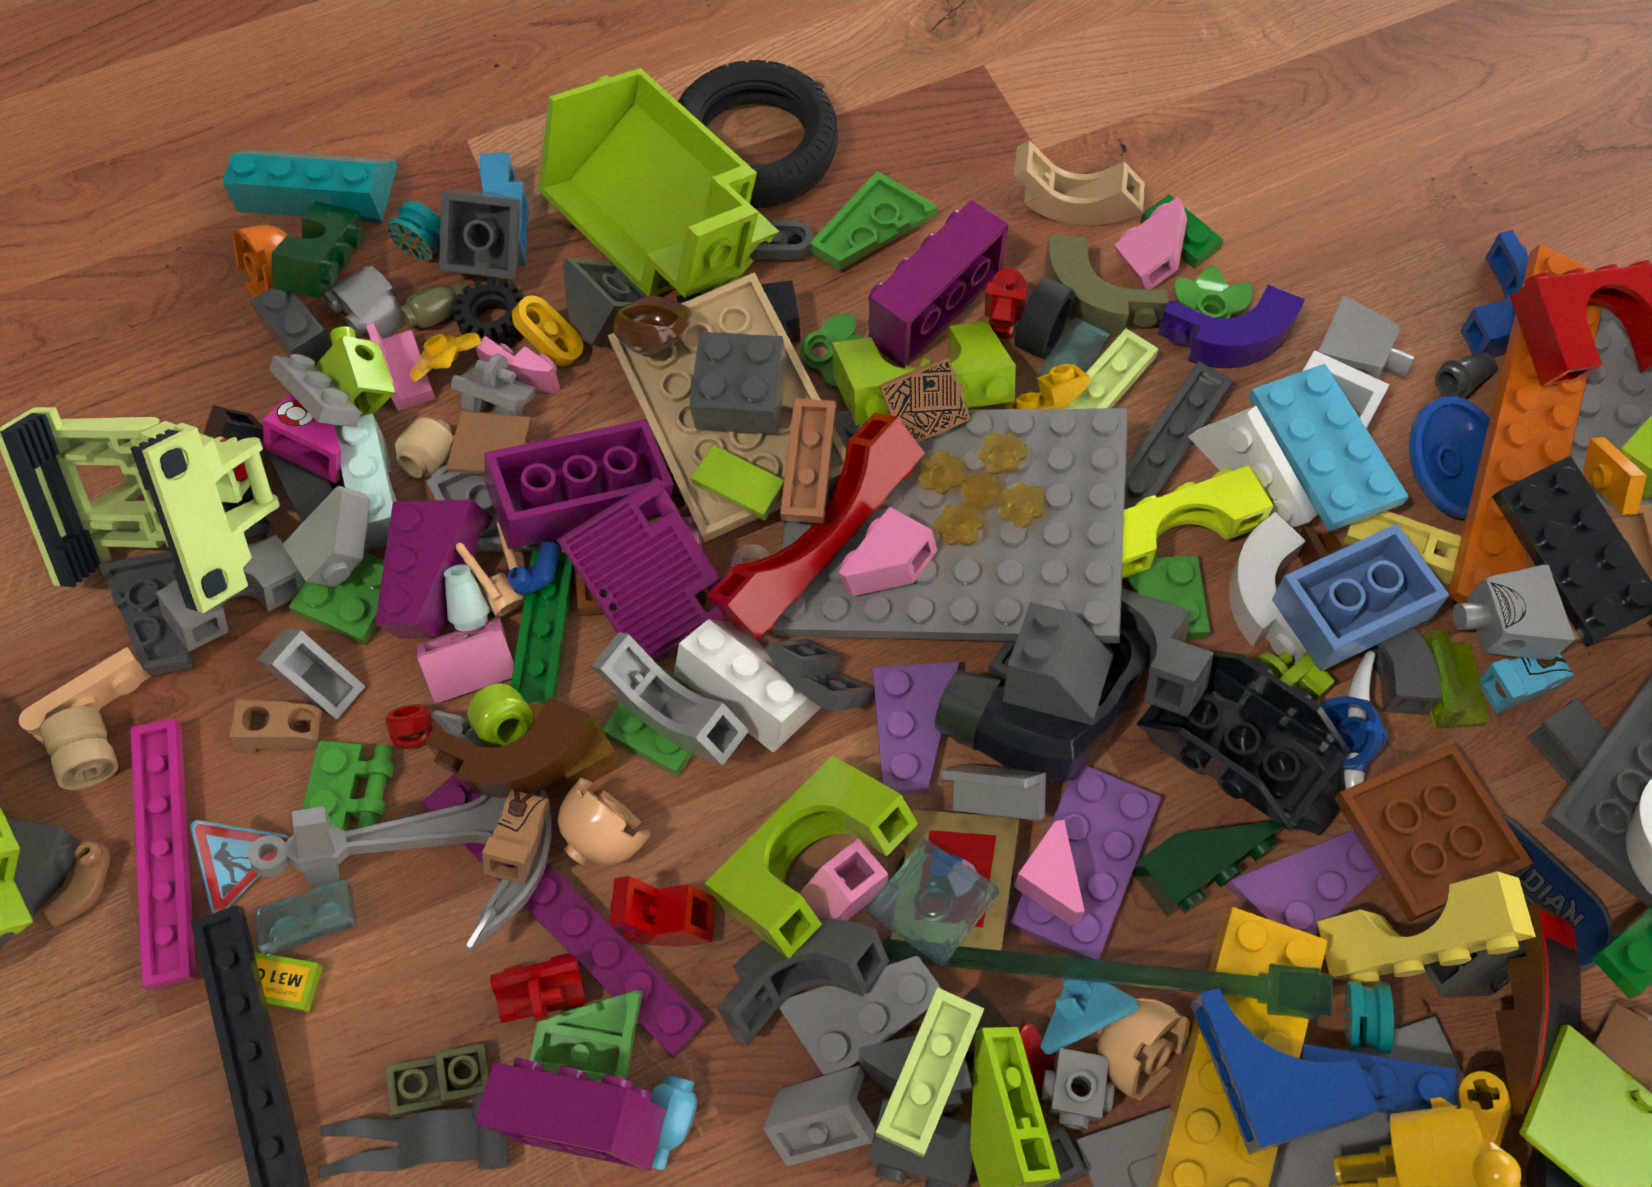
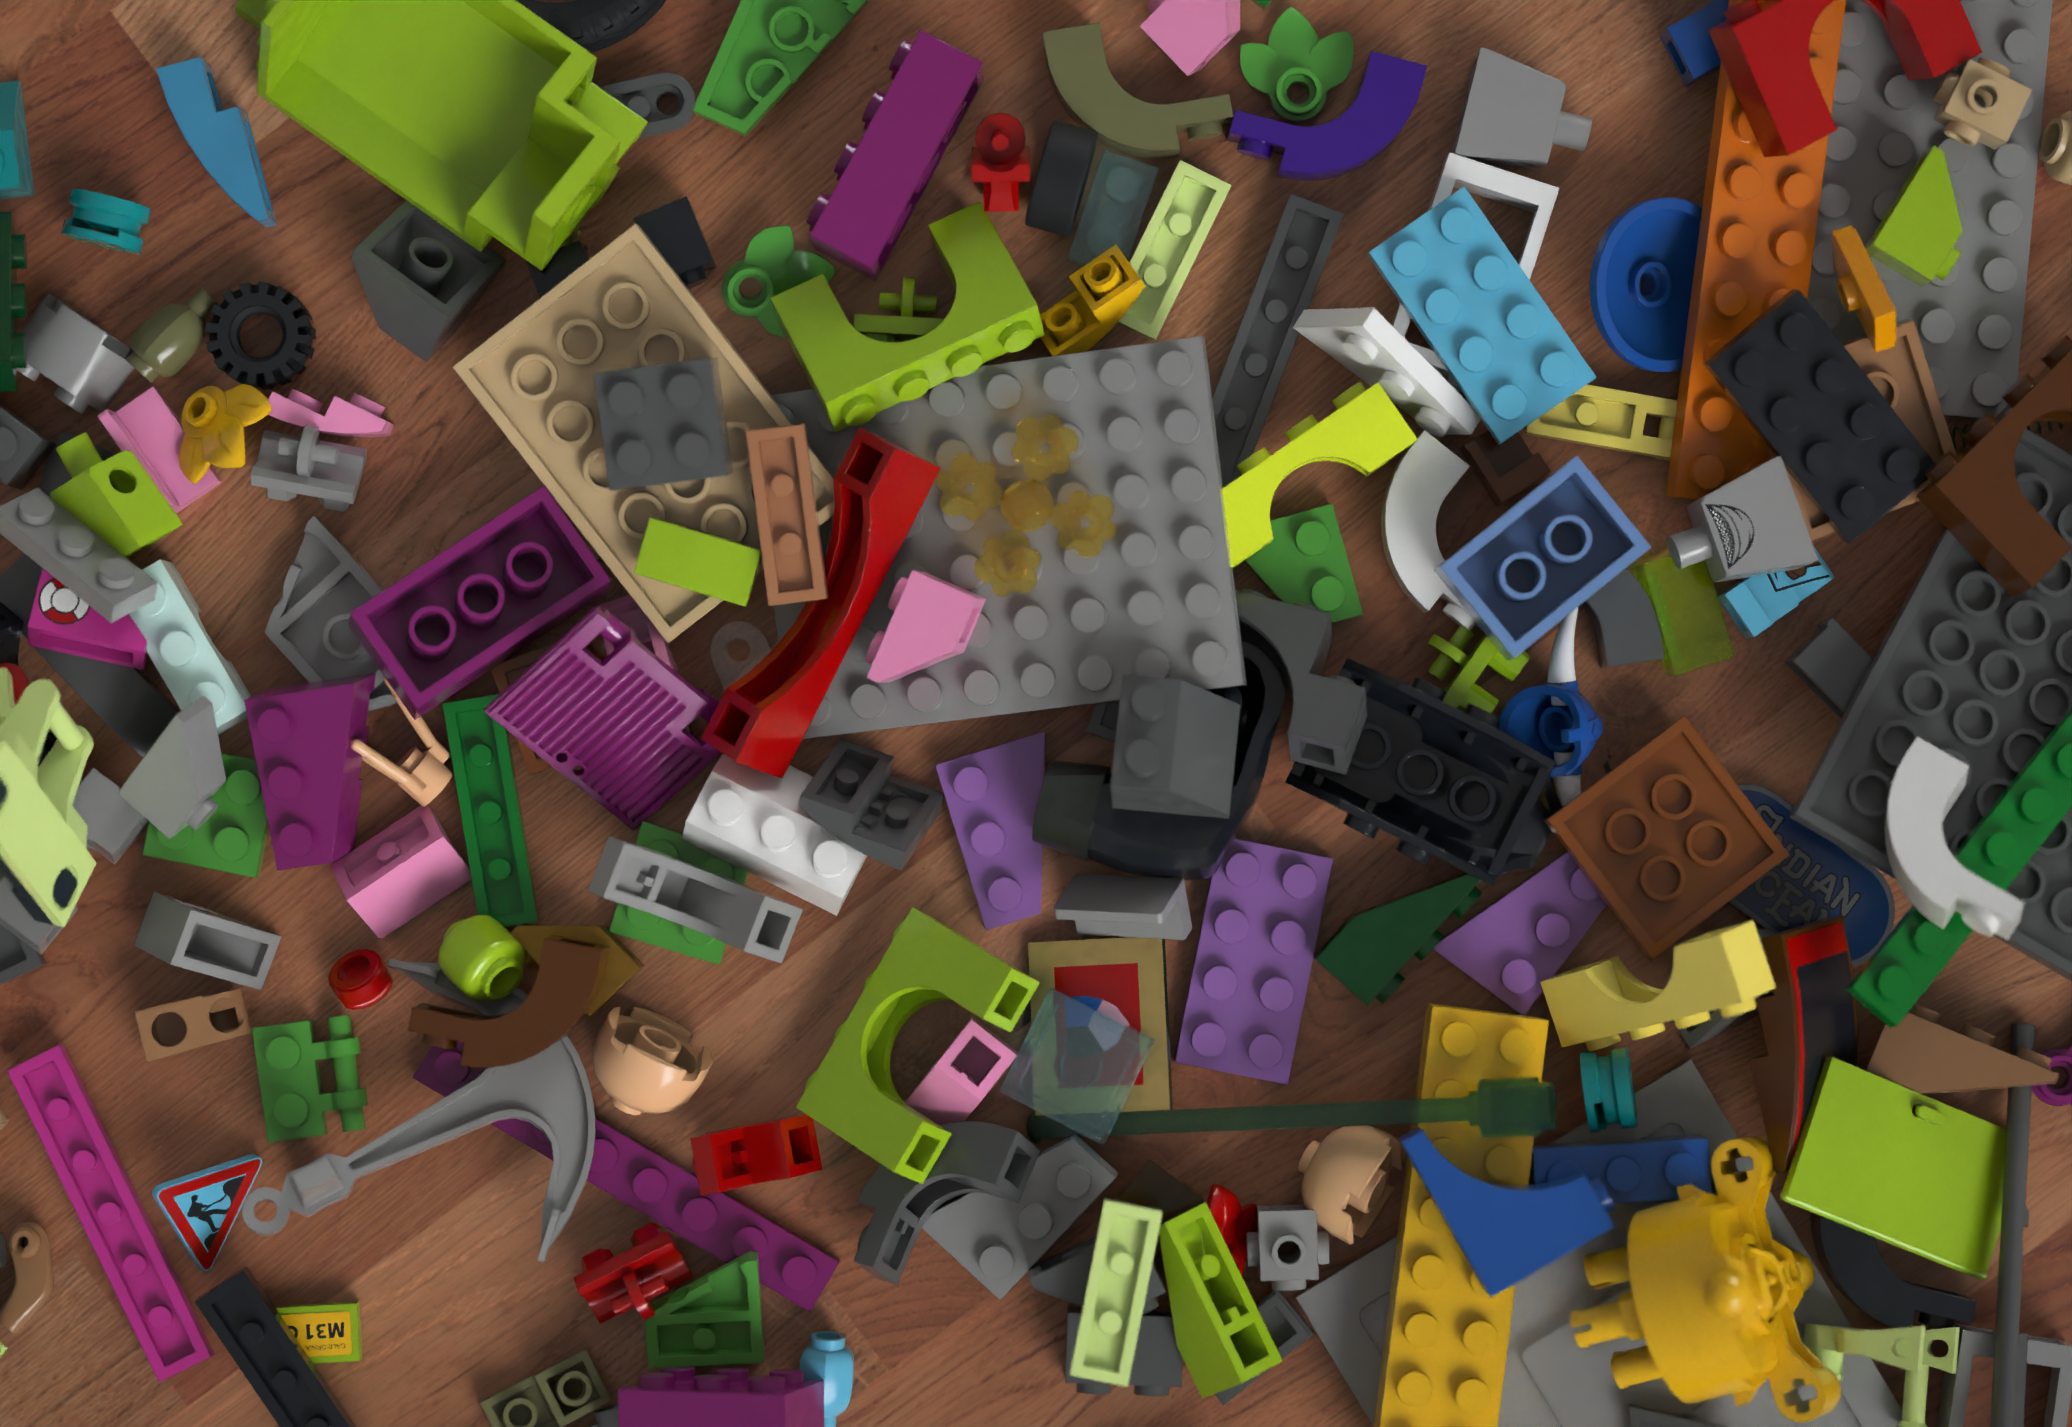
camera: 15 degrees left, 25 degrees up
(305, 917) = (321, 1254): clear light blue plate -> none
(424, 447) = (244, 579): tan head -> none
(464, 599) = (380, 803): light aqua cone -> none
(479, 233) = (209, 222): dark grey slope -> none
(484, 433) = (332, 557): medium nougat piece -> none
(516, 837) = (555, 1111): medium nougat leg -> none
(538, 576) = (464, 744): blue arm -> none
(547, 330) = (351, 353): yellow plate -> none
(651, 324) = (516, 352): reddish brown hat -> none
(819, 1117) = (998, 1345): light grey panel -> none
(927, 399) = (924, 391): medium nougat piece -> none
(1051, 876) = (1212, 1006): bright pink slope -> none
(1084, 1010) = (1280, 1160): medium azure piece -> none
(1464, 374) = (1667, 126): dark grey cone -> none

